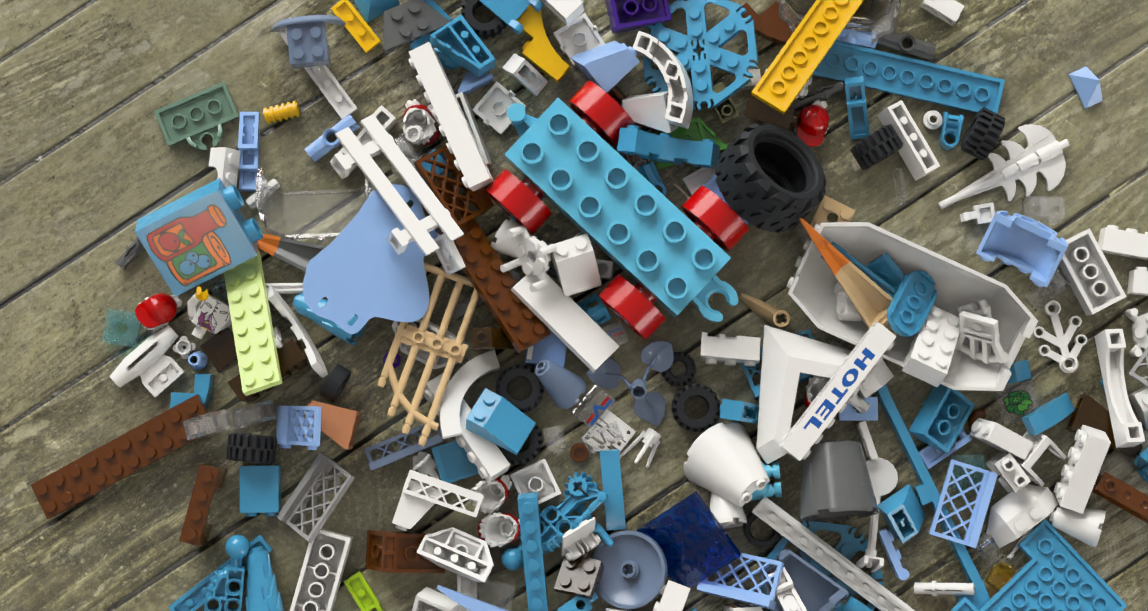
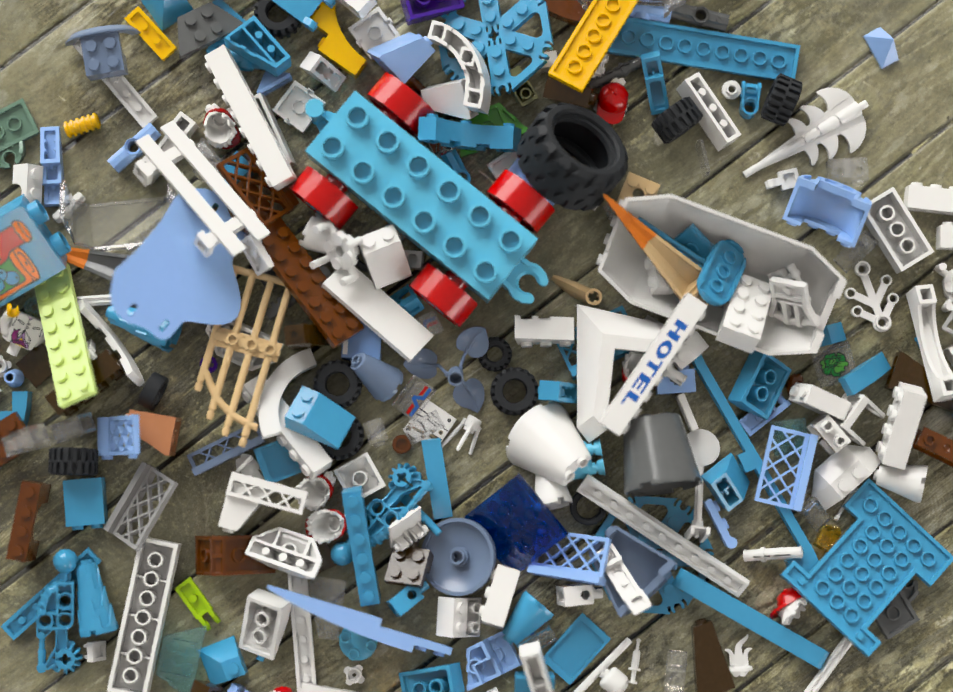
camera: 10 degrees left, 0 degrees up
(414, 129) = (220, 137): white plate -> none

